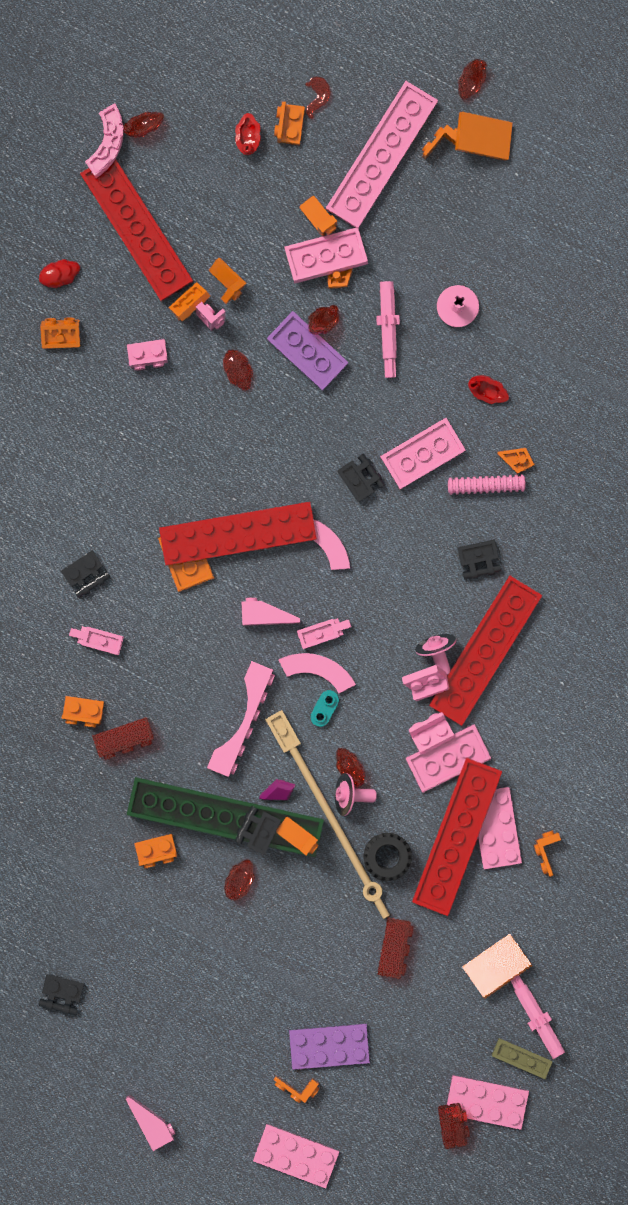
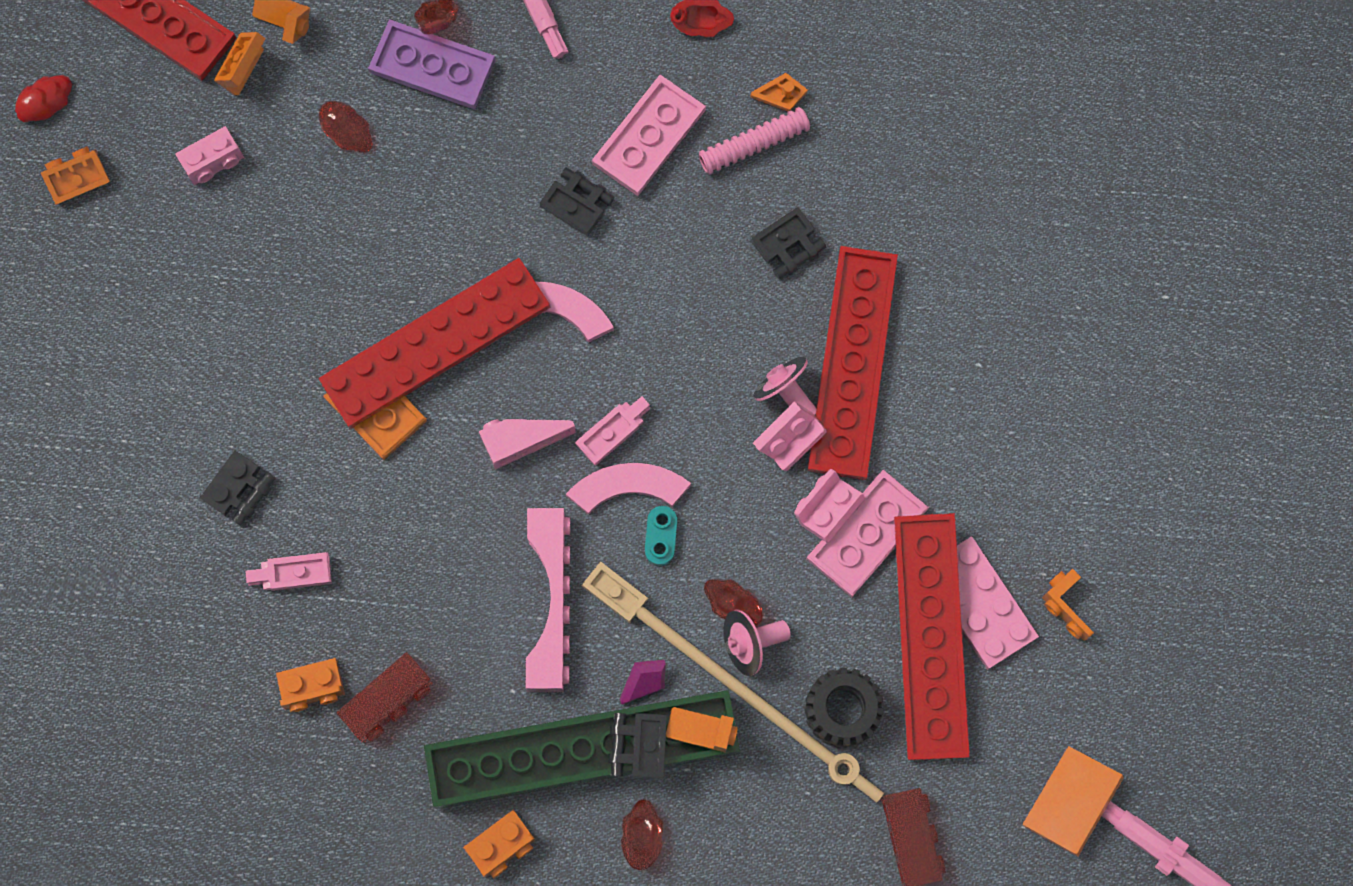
camera: 25 degrees left, 10 degrees down
(206, 314) = (276, 69): bright pink bracket -> none

